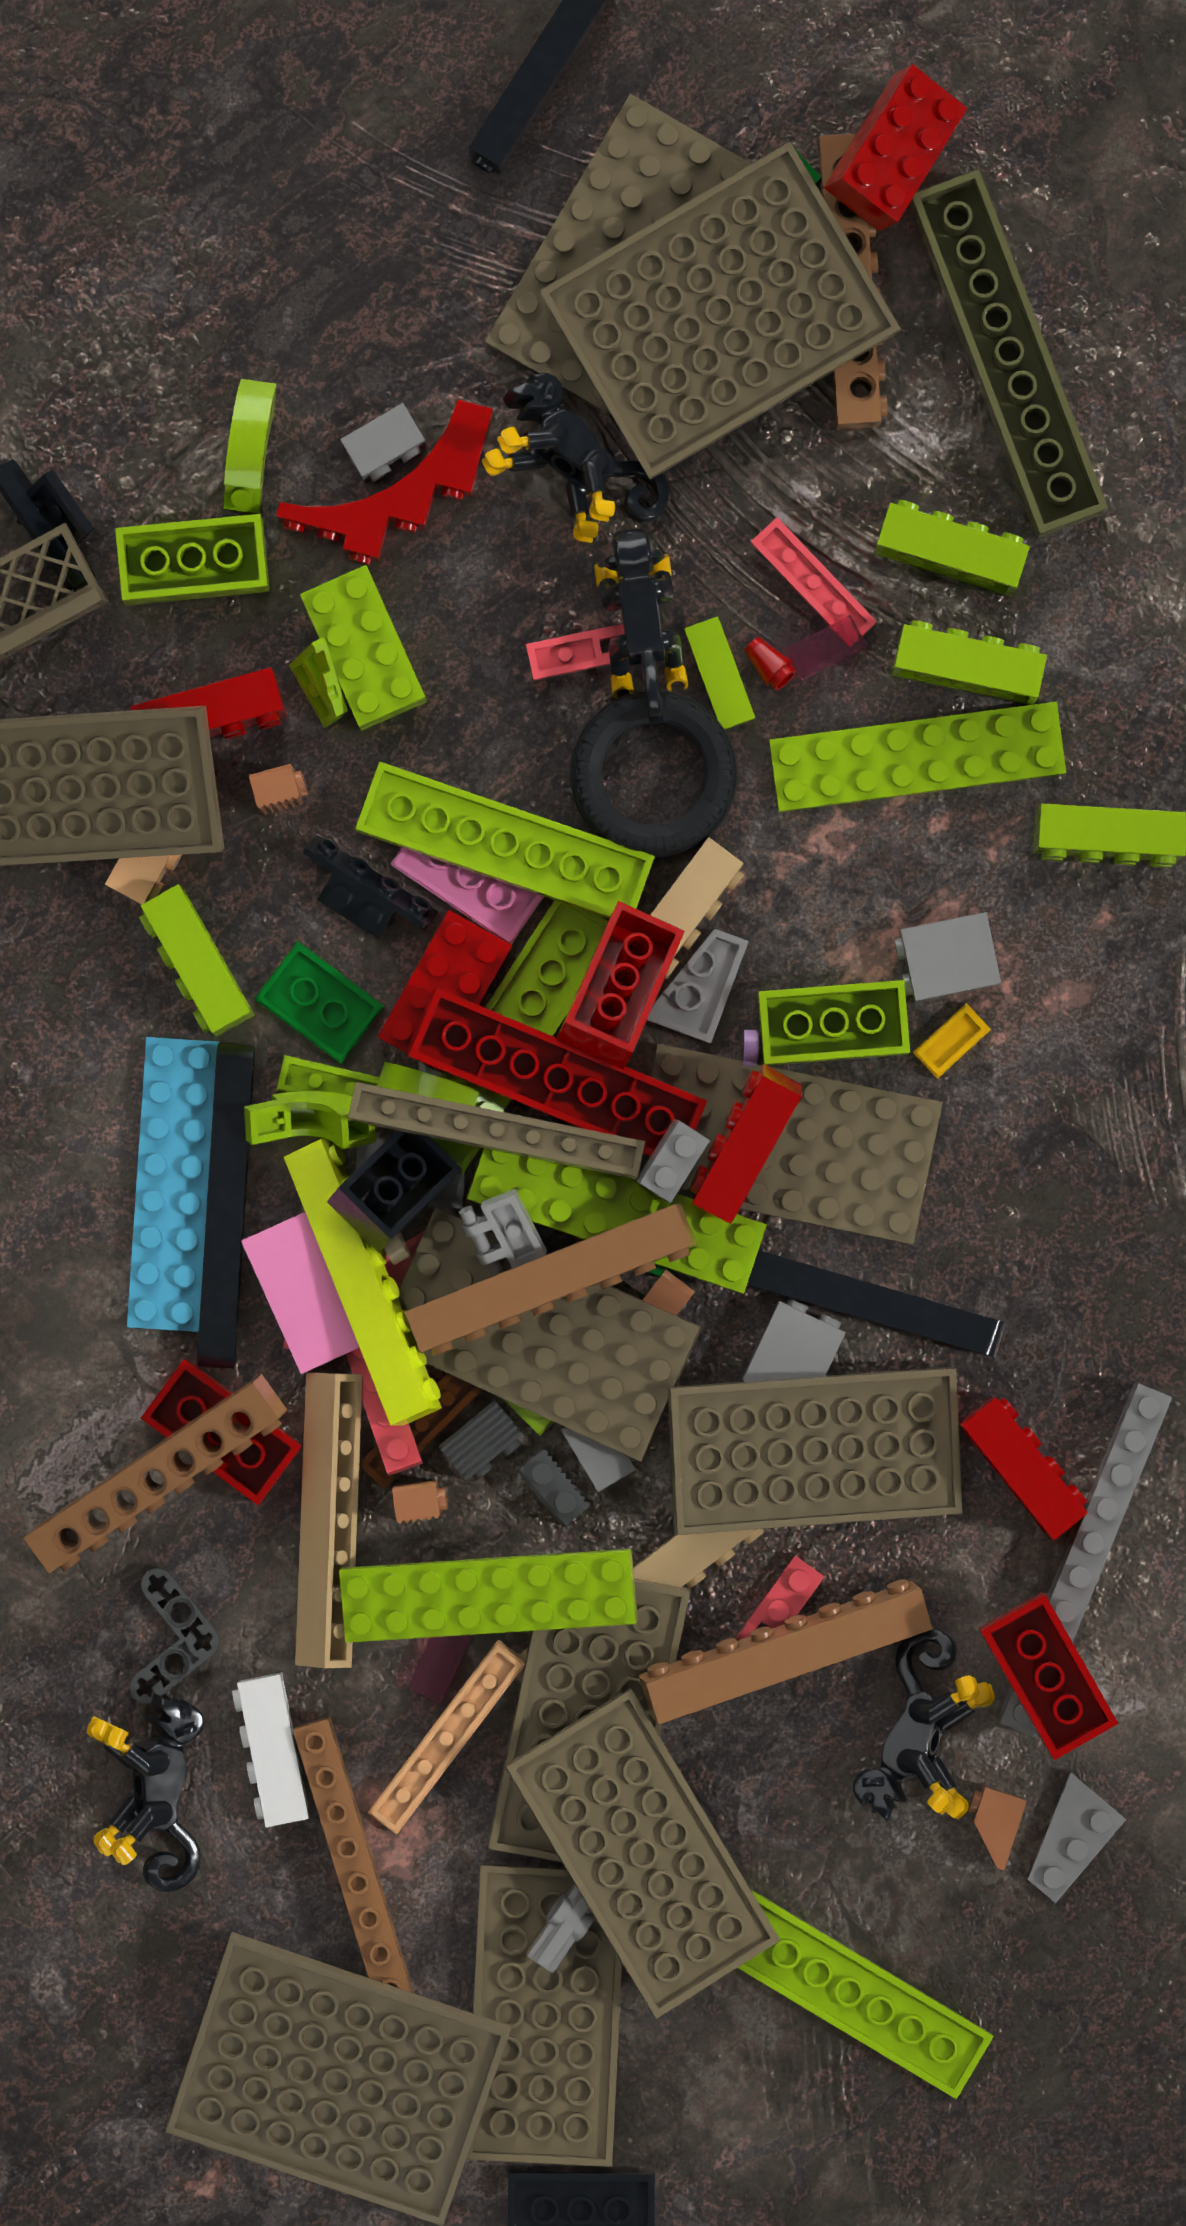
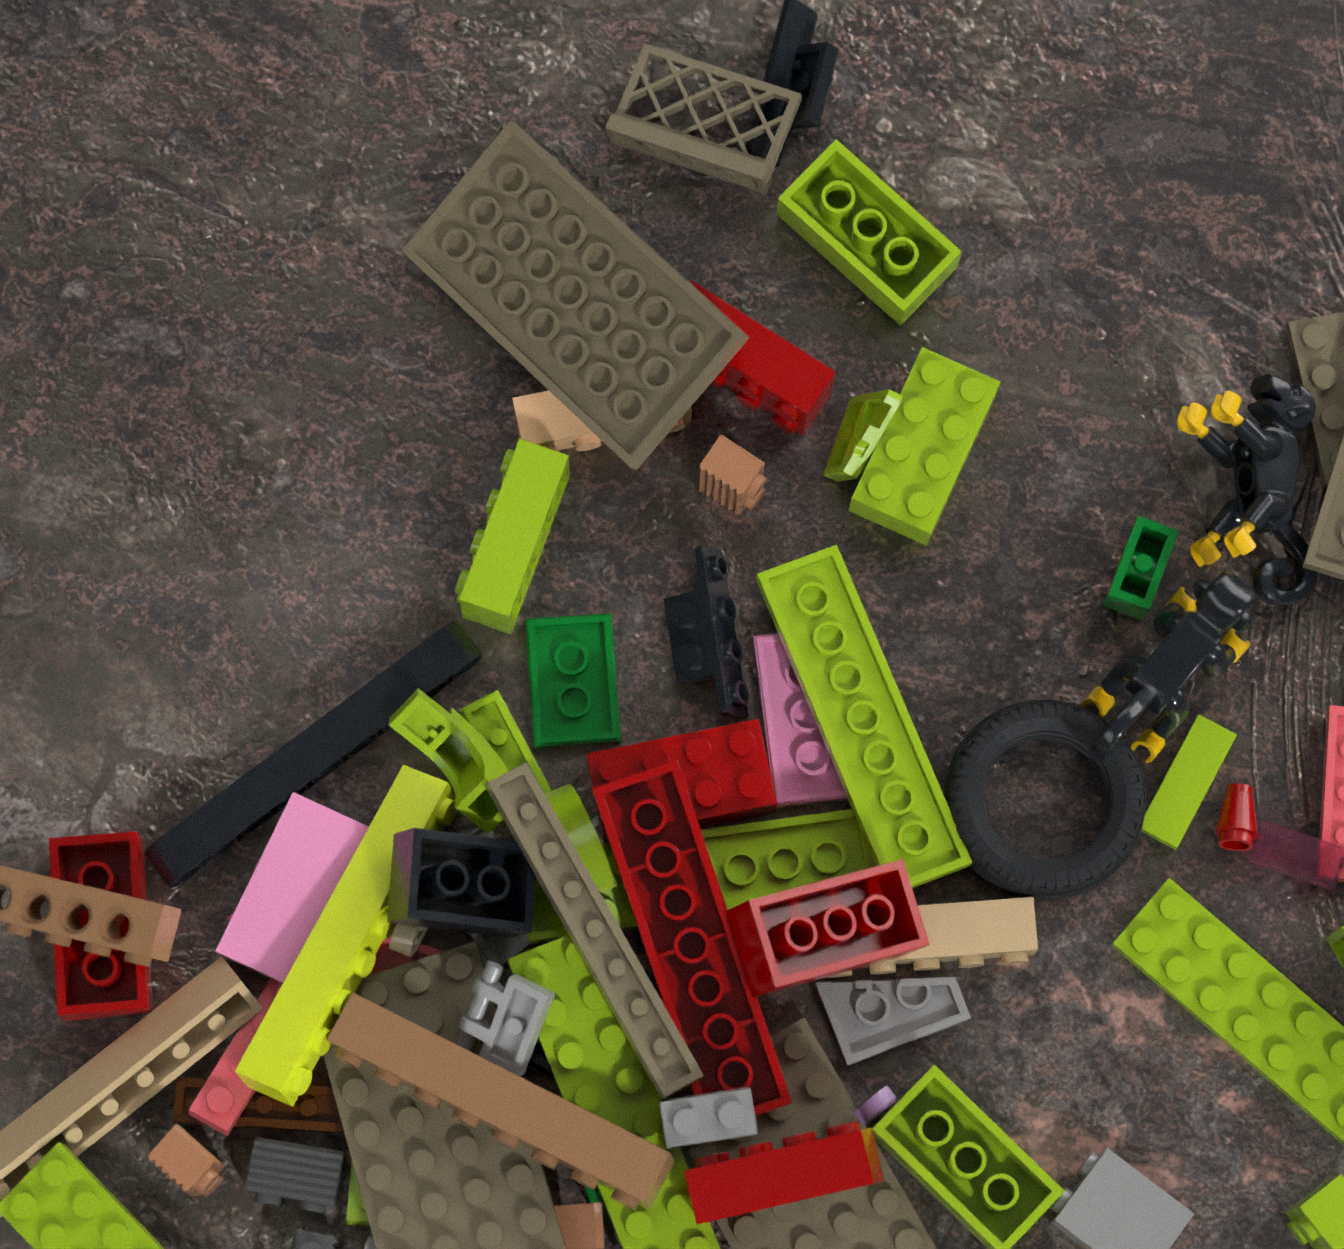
camera: 45 degrees right, 10 degrees down
(172, 1184) = (290, 689): medium azure plate -> none
(248, 445) = (1014, 189): lime arch -> none
(365, 522) = (1035, 354): red arch -> none
(384, 443) = (1120, 311): light grey brick -> none
(561, 582) = (1140, 568): none -> green brick
(571, 652) = (1084, 631): coral plate -> none

